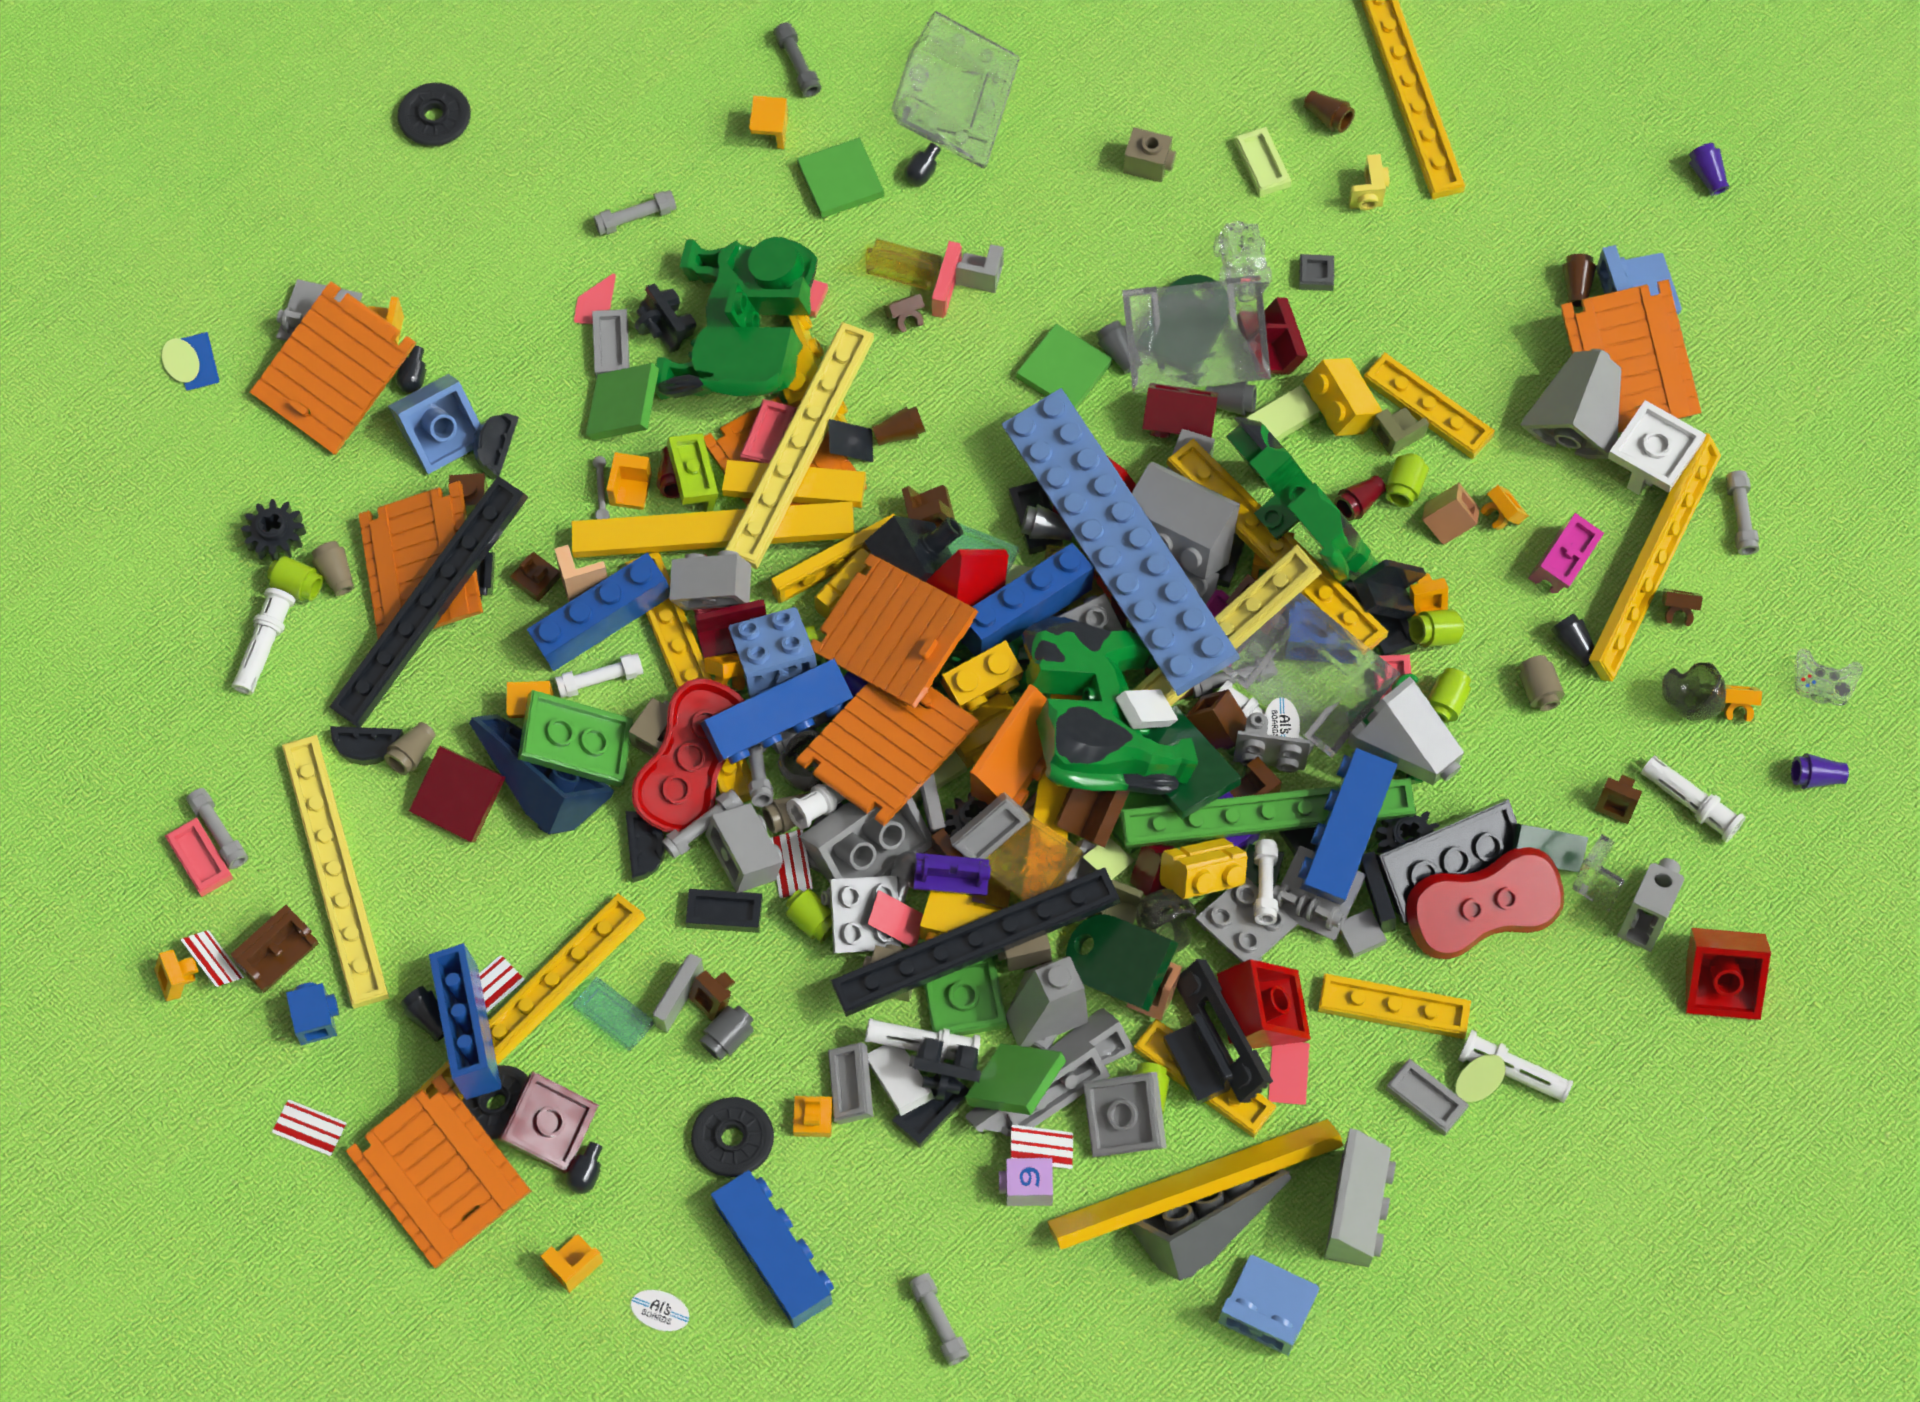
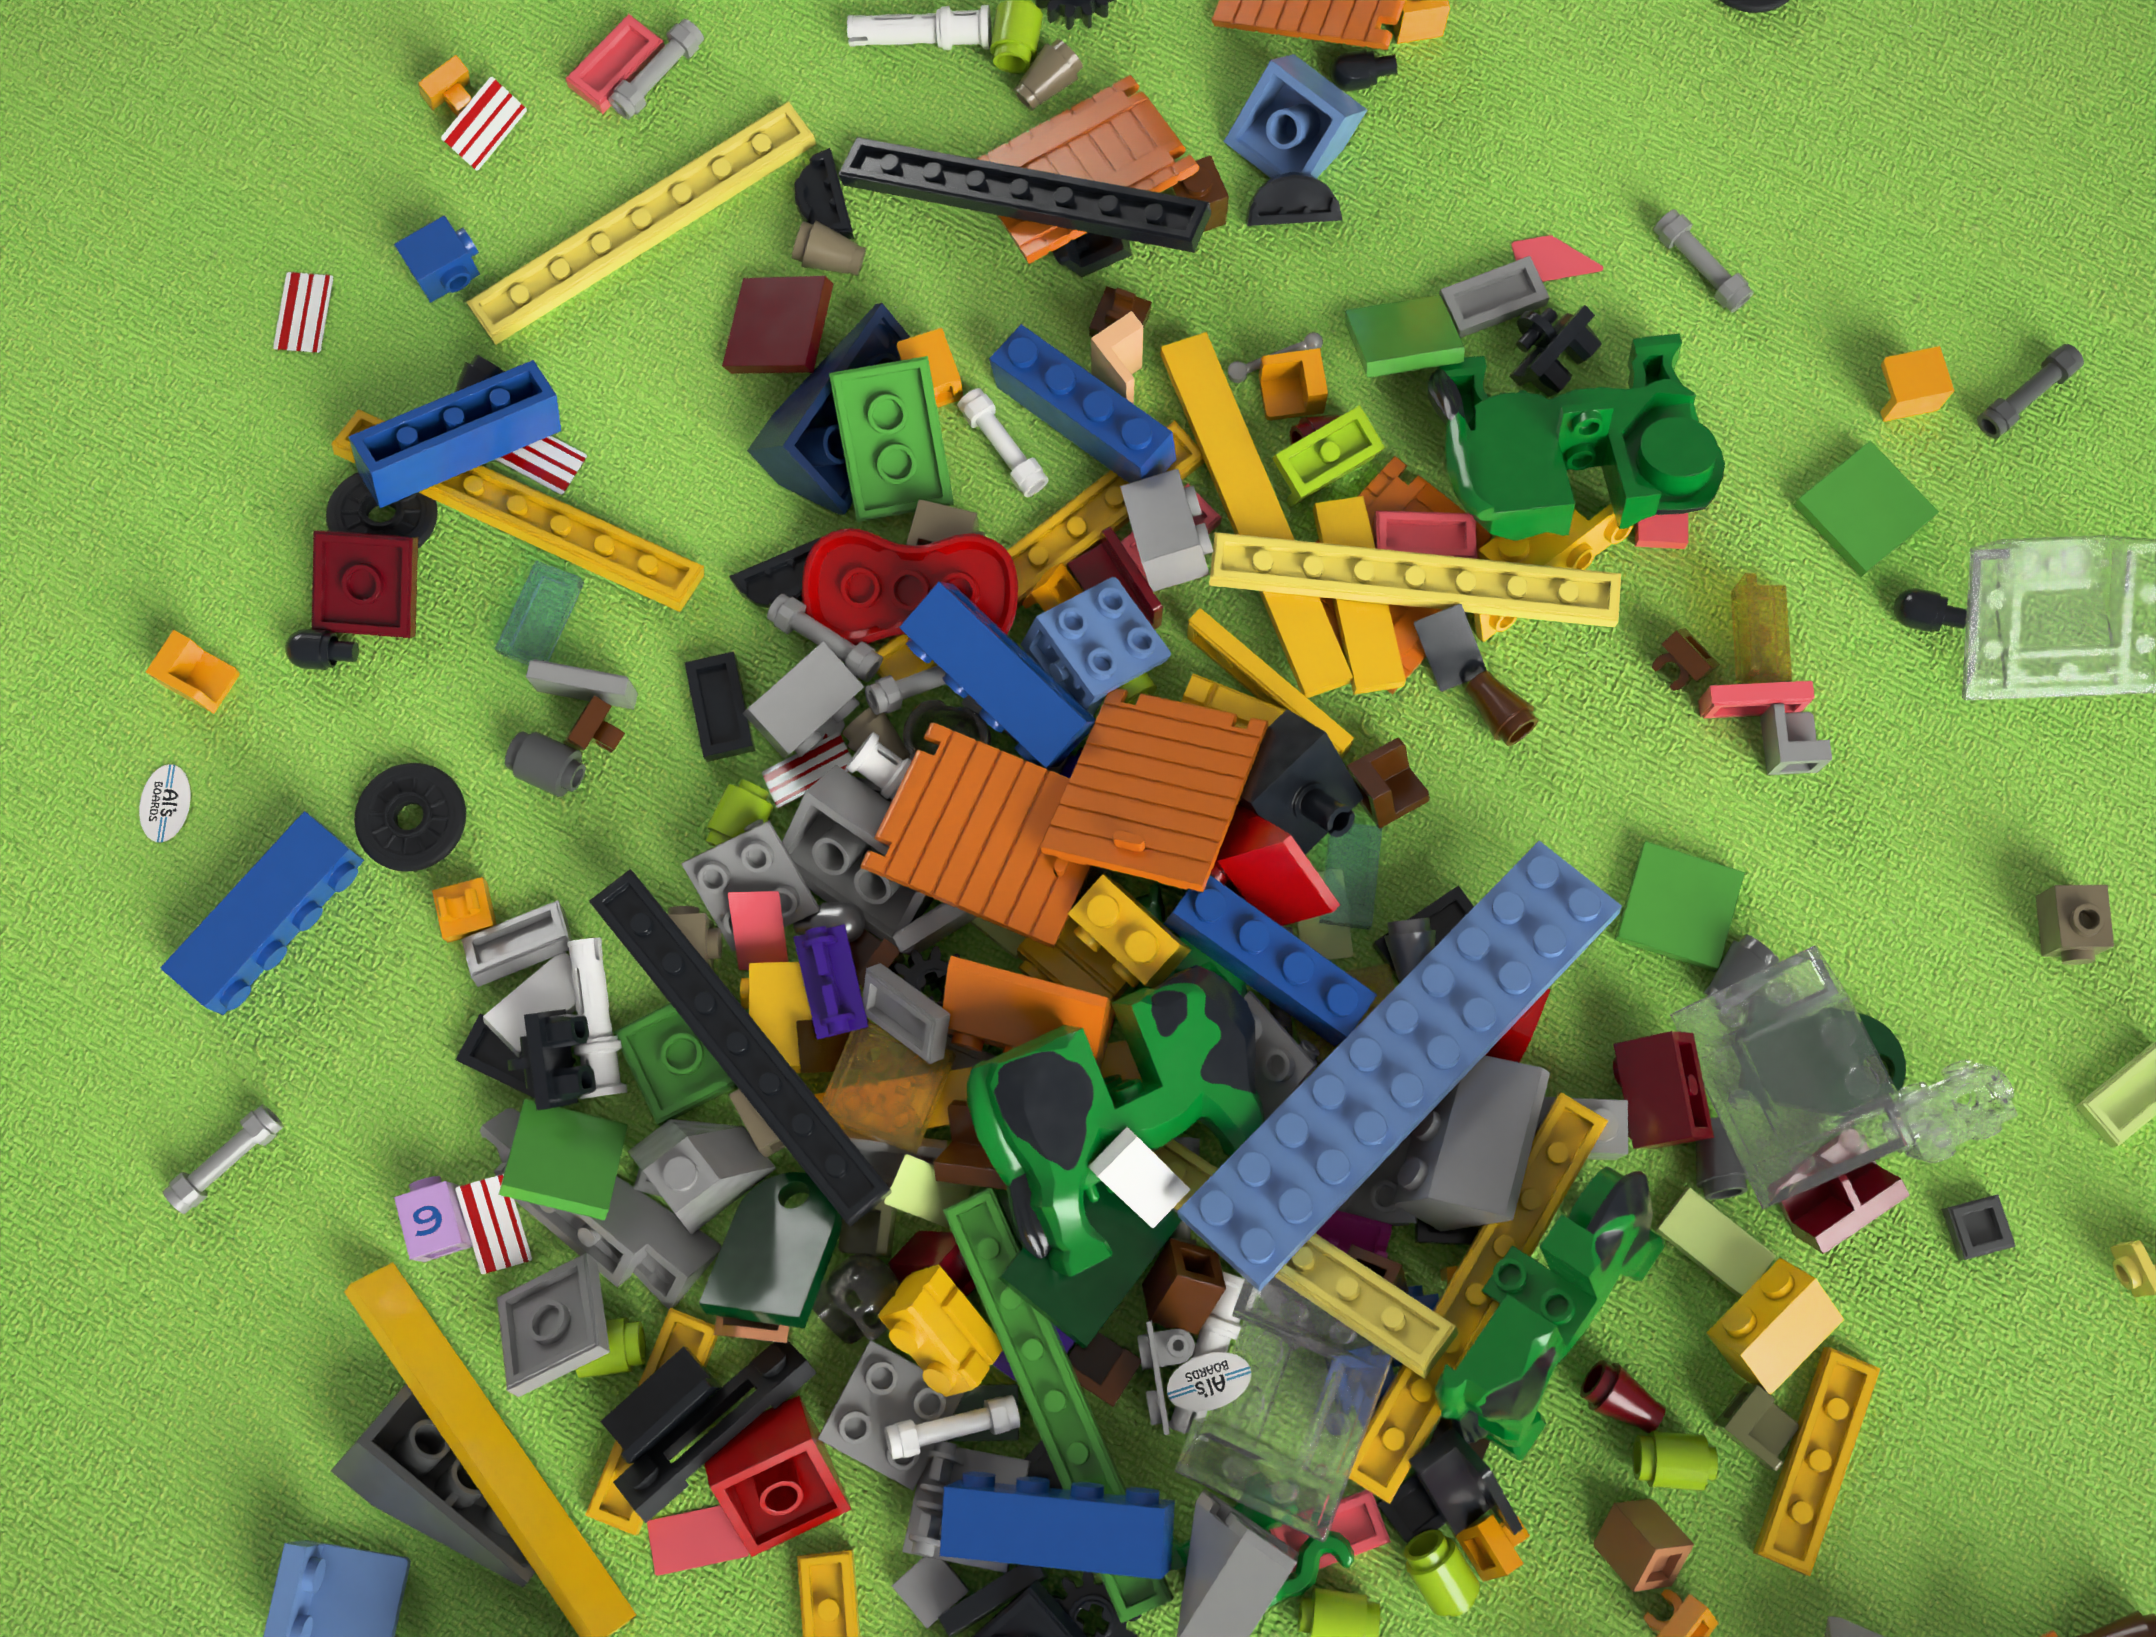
camera: 75 degrees right, 10 degrees up
(274, 948) = (513, 187): reddish brown hinge -> none
(435, 1168) = (267, 477): orange door -> none

